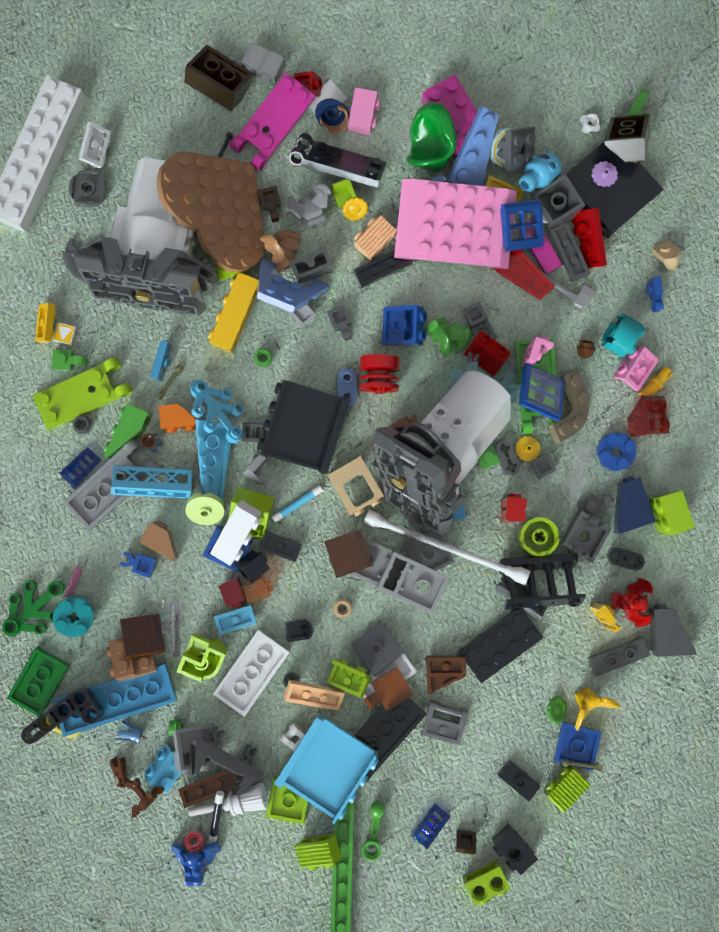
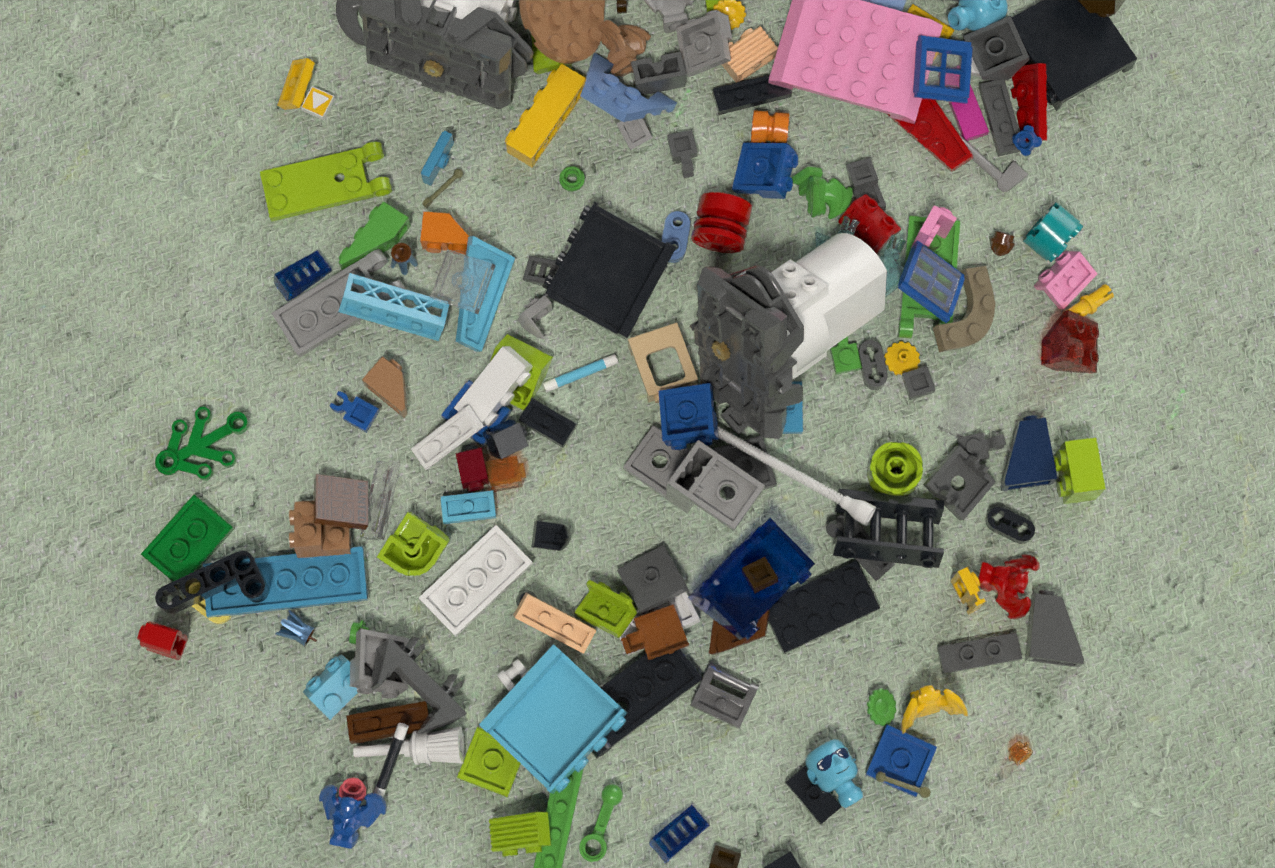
camera: 10 degrees right, 10 degrees down
(34, 763) = (162, 640): none -> red brick
(63, 620) = (249, 445): teal brick -> none
(65, 360) = (312, 134): bright green plate -> none
(74, 583) = (266, 412): bright pink piece -> none
(77, 421) = (315, 213): dark grey plate -> none
(119, 770) = (300, 719): reddish brown piece -> none
(197, 456) = (462, 281): none -> clear plate
(205, 508) = (459, 343): yellowish green plate -> none
(210, 574) = (447, 437): none -> white tile
(216, 408) = (483, 204): medium azure plant -> none
(337, 612) = (614, 511): tan plate -> none
(341, 235) = (704, 42): none -> light grey plate
(348, 553) = (637, 445): reddish brown tile -> none
(381, 526) = (688, 416): none -> blue plate
(401, 292) = (769, 128): none -> orange wheel
(448, 639) = (726, 592): none -> clear blue windscreen
(454, 634) = (759, 575): none -> dark brown plate
(513, 508) = (868, 427): red brick -> none
(532, 764) = (833, 769): none -> medium azure piece
(566, 788) = (876, 814): lime brick -> none
(592, 274) = (1020, 143): none -> blue plate
(604, 174) = (1062, 26): lavender piece -> none
(626, 447) = (1006, 387): blue plate -> none
(655, 291) = (1106, 184): blue plate -> none
(659, 723) = (1020, 752): none -> clear orange plate
(668, 254) = (1132, 144): tan plate -> none

